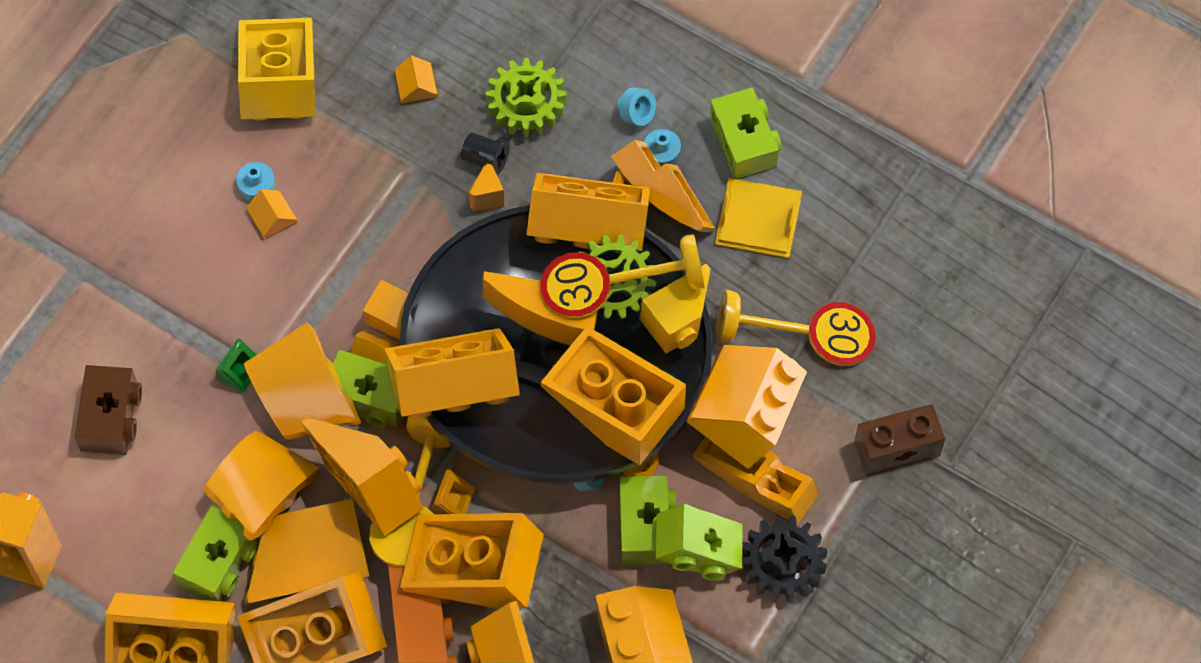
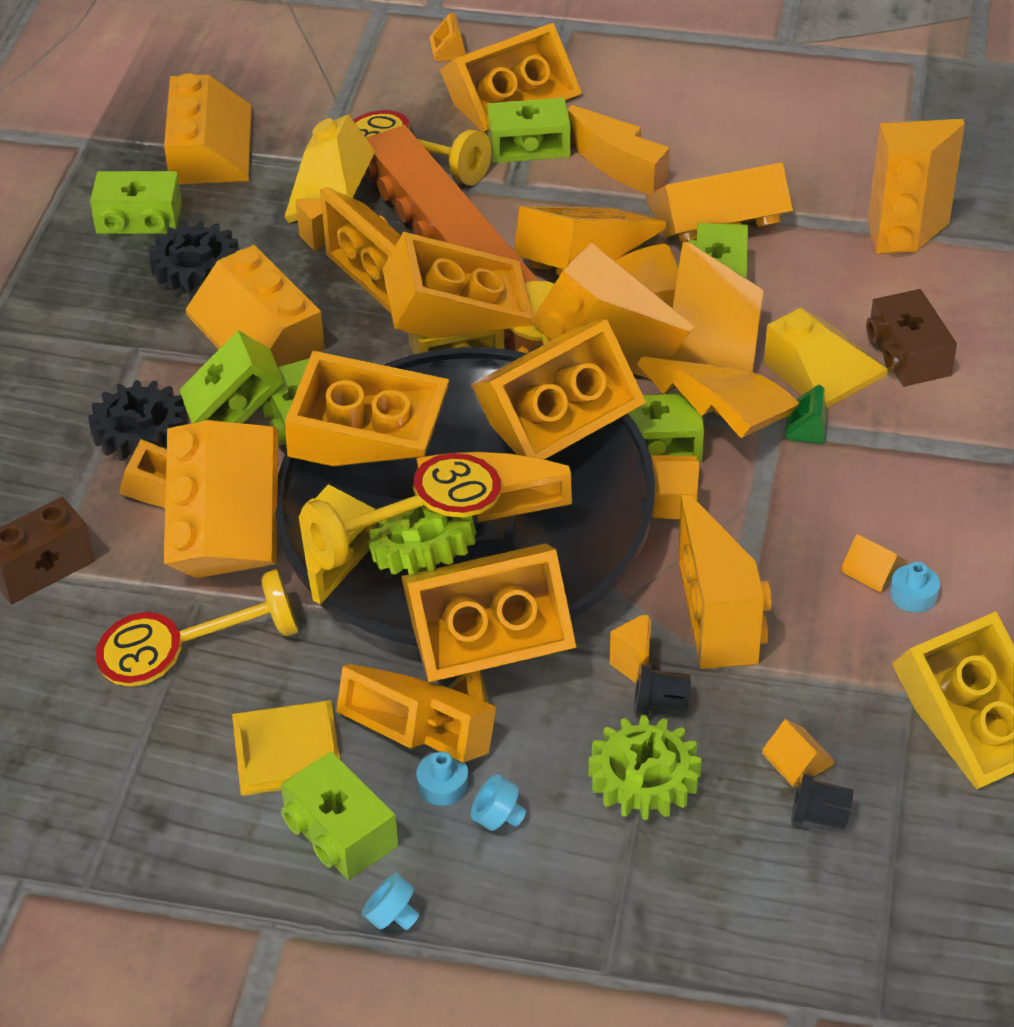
camera: 160 degrees right, 20 degrees down
(187, 424) = (814, 352): none -> yellow slope
(413, 186) = (720, 591): none -> light orange slope
(425, 33) = (810, 801): none -> black bush
(734, 61) = (391, 903): none -> medium azure tile

